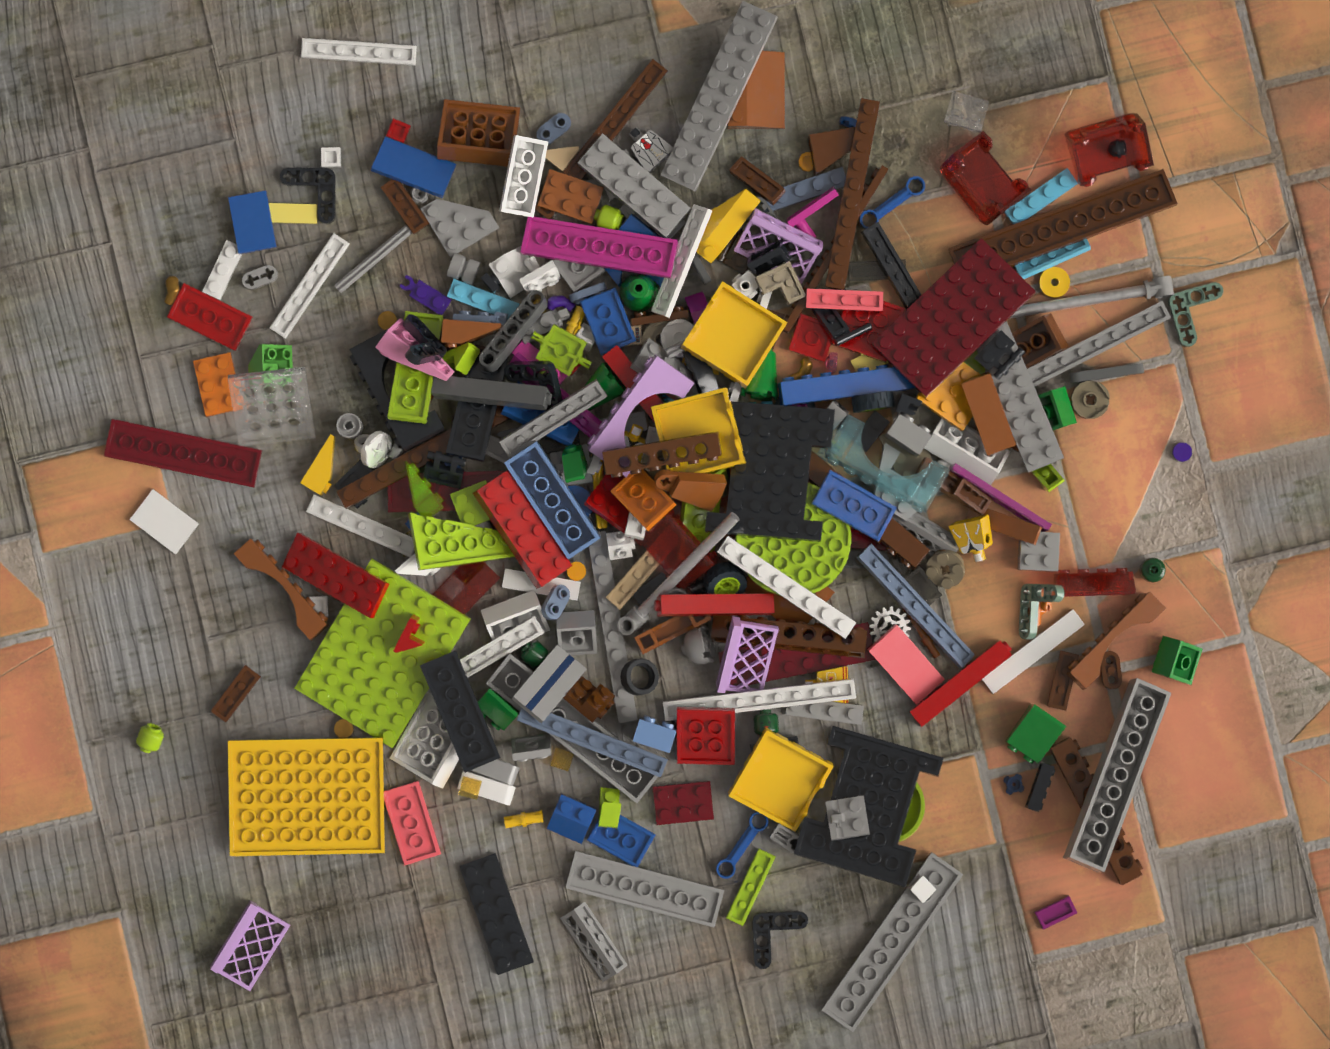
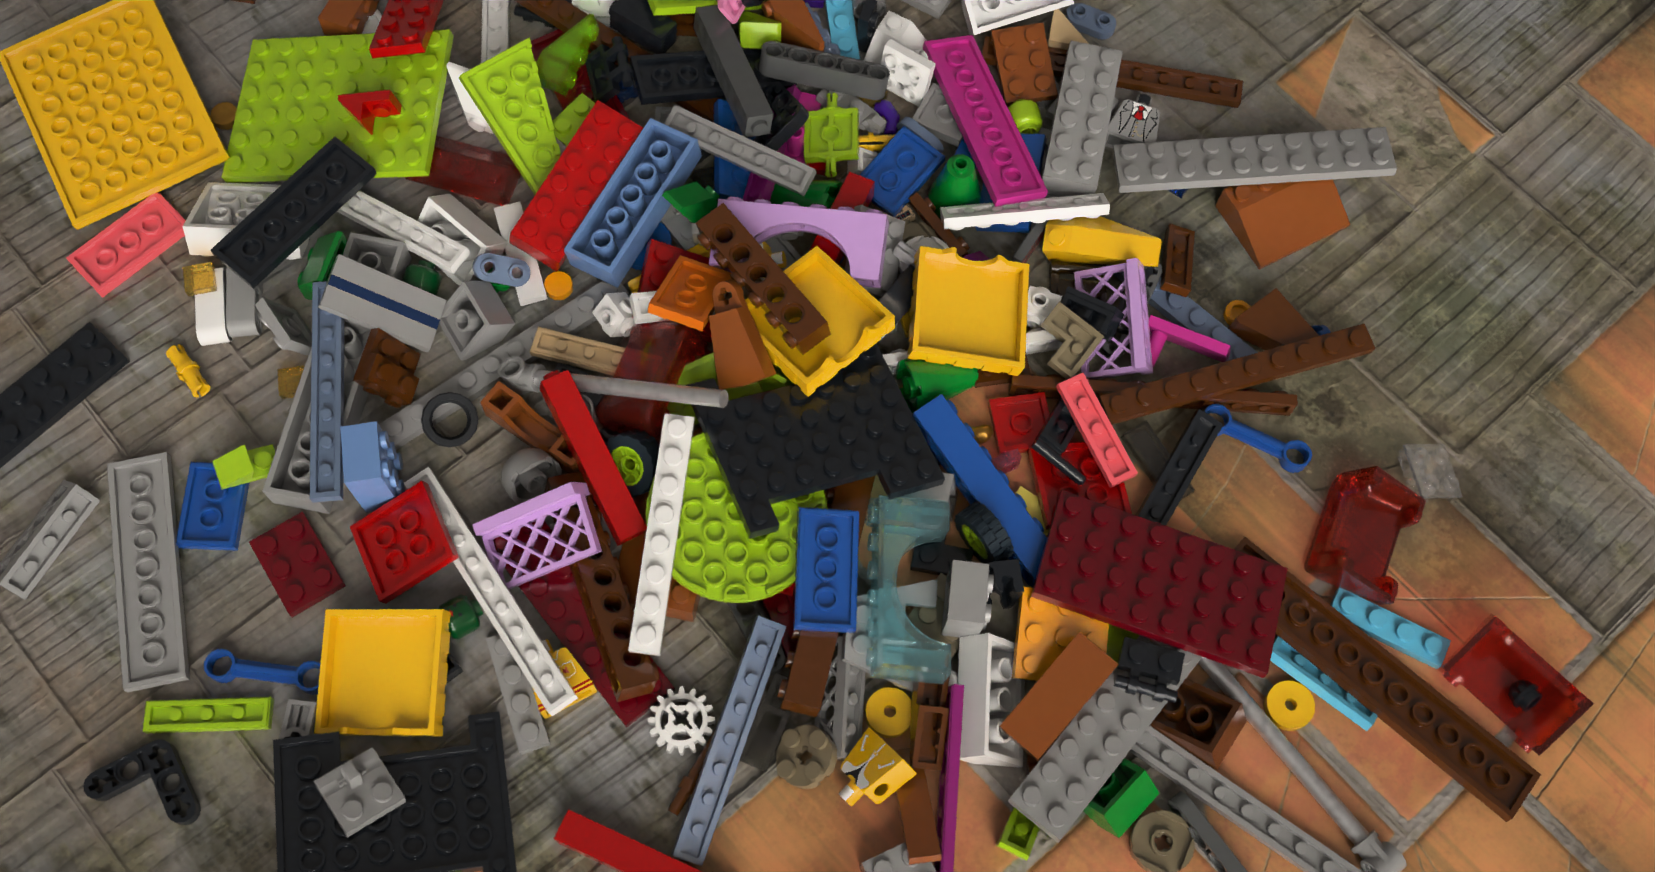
camera: 65 degrees right, 20 degrees down
(571, 818) = (214, 426): blue slope -> none
(906, 664) = (637, 769): coral tile -> none
(951, 512) = (889, 726): none -> yellow piece

